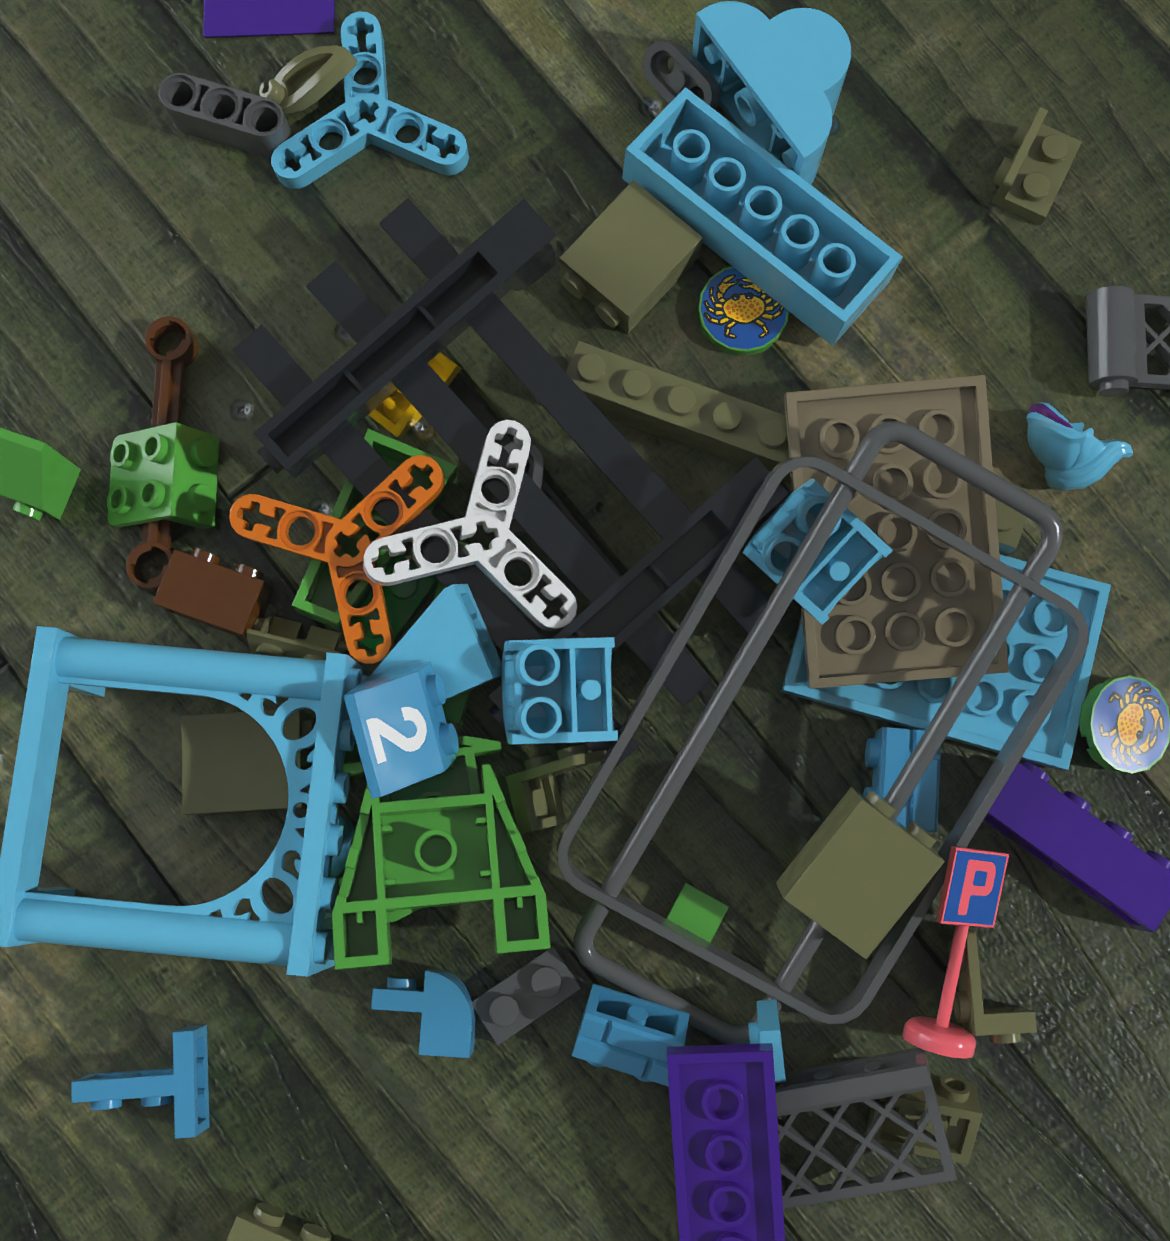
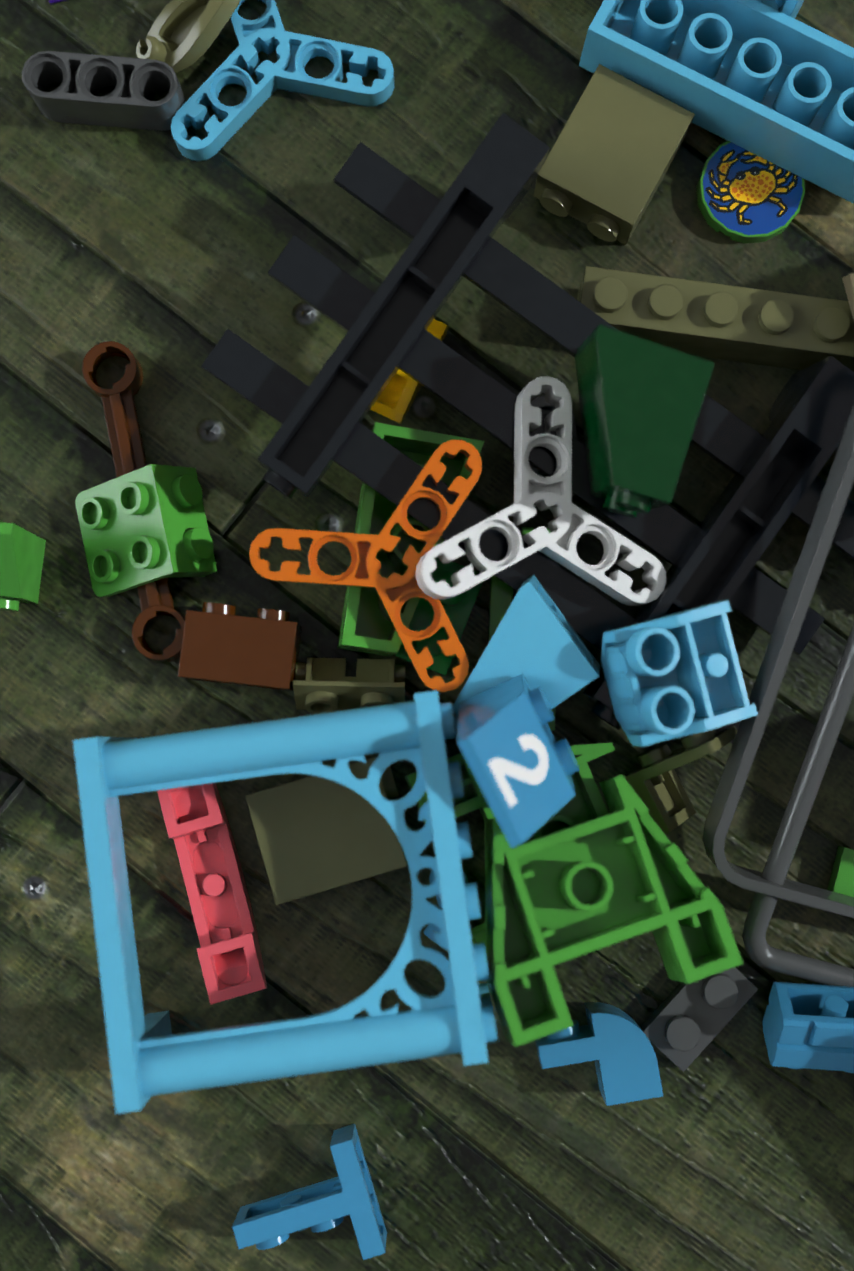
camera: 15 degrees left, 5 degrees up
(141, 788) = (215, 891): none -> coral slope
(576, 468) = (636, 417): none -> dark green slope

